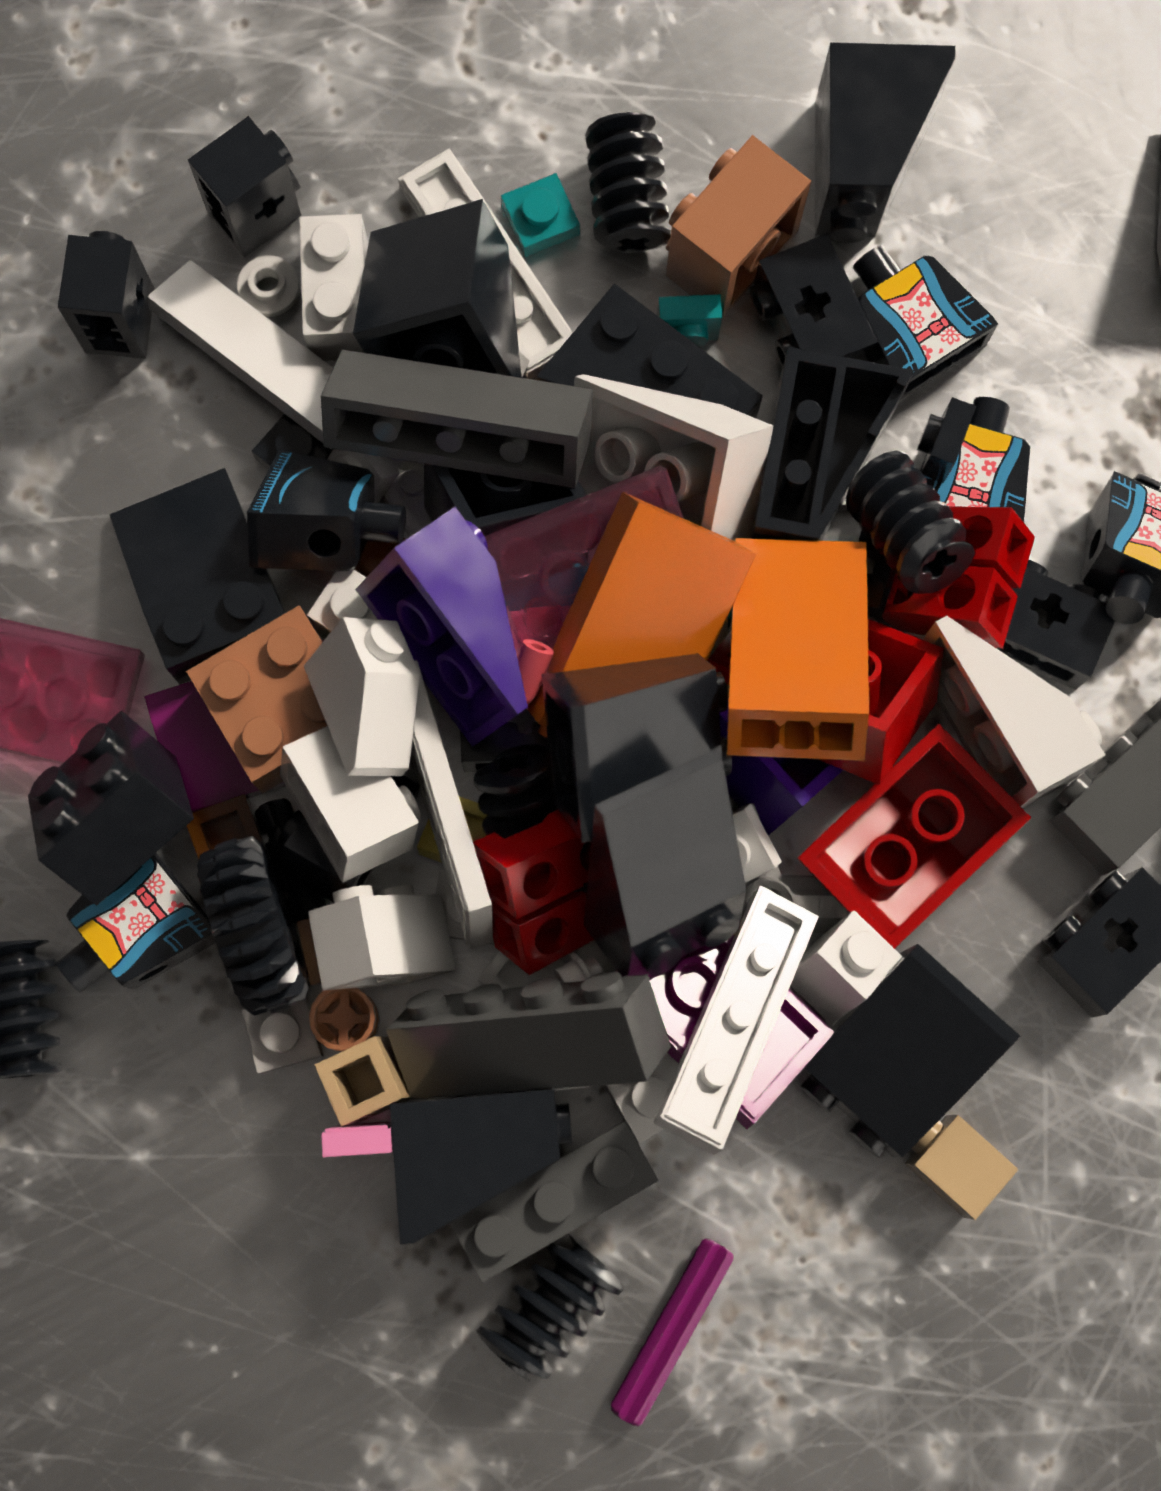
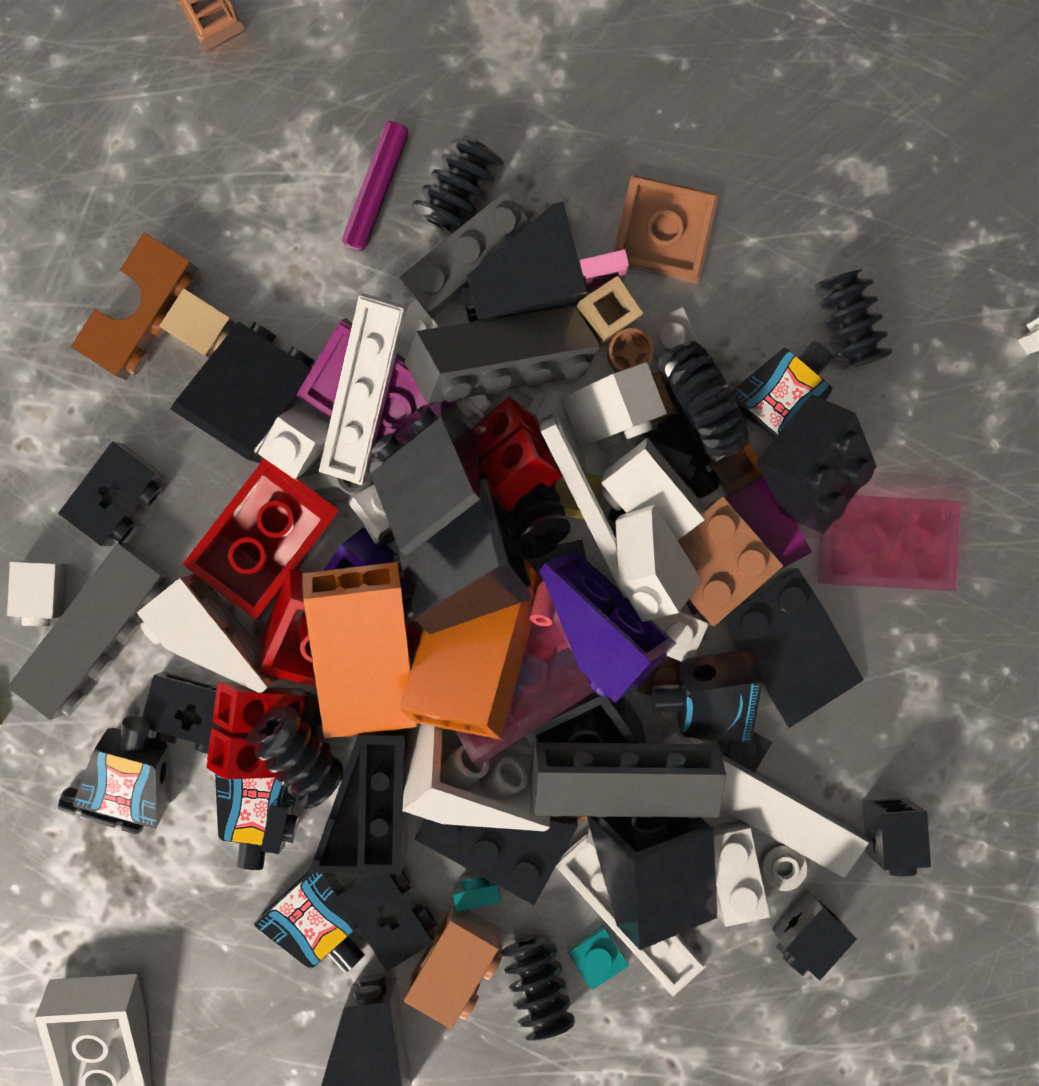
camera: 170 degrees right, 10 degrees up
(261, 1195) = (666, 228): none -> nougat tile
(1005, 1242) = (122, 343): none -> dark orange arch

